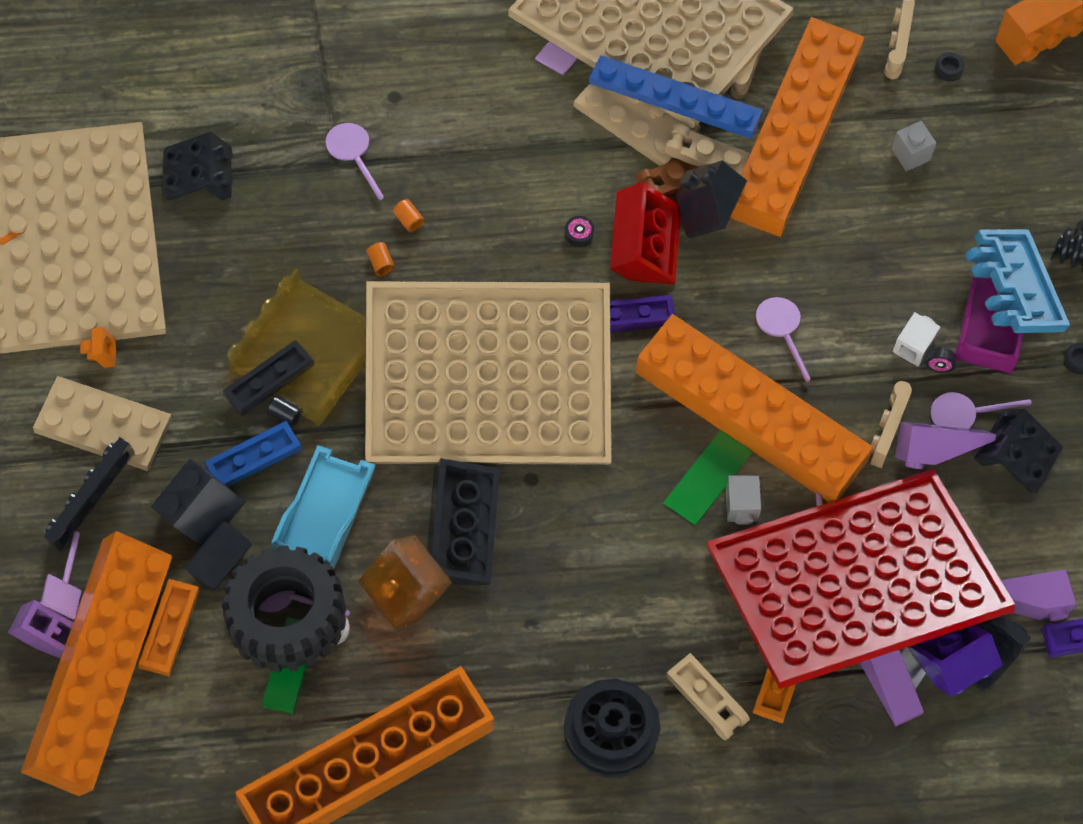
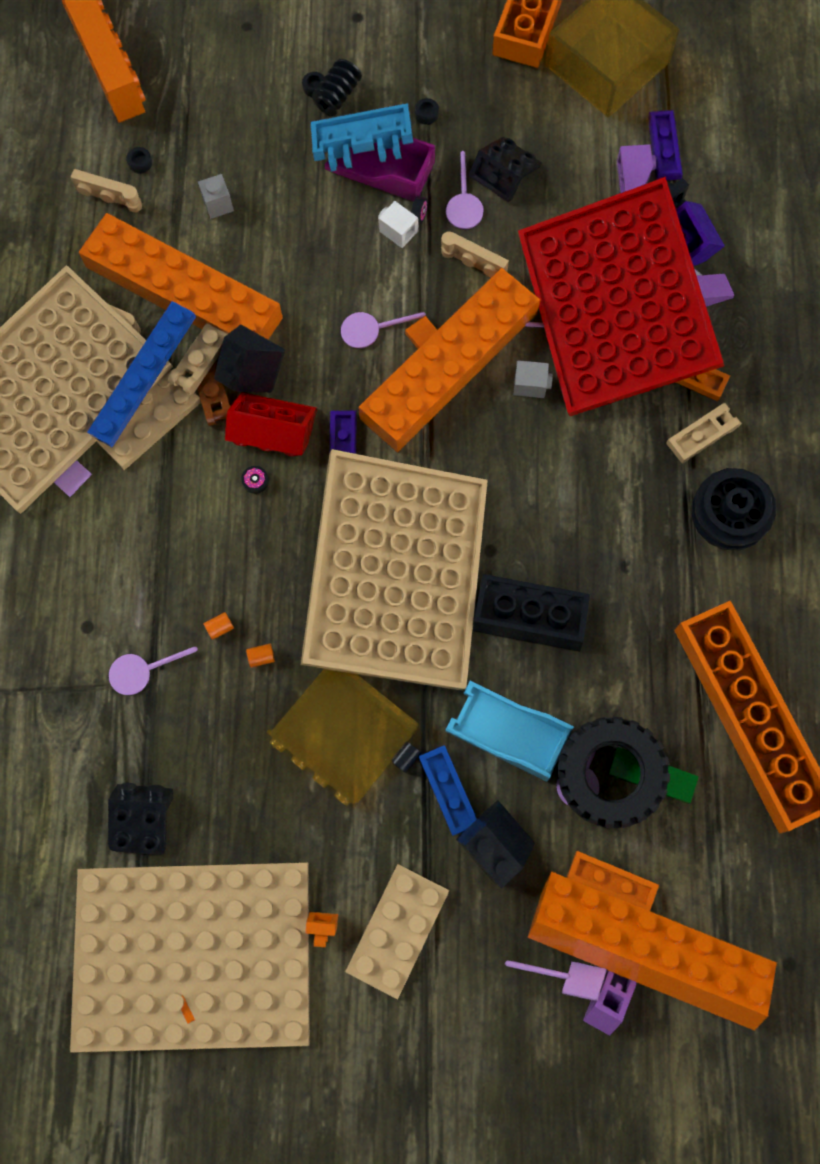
camera: 75 degrees left, 10 degrees up
(95, 485) = (486, 957): black plate -> none
(217, 556) = (548, 830): black slope -> none
(268, 378) = (373, 768): black tile -> none
(404, 581) = (594, 663): clear orange piece -> none
(707, 477) = (503, 407): green sticker -> none
(787, 377) = (420, 331): none -> orange tile
(934, 444) = (497, 222): medium lavender slope -> none

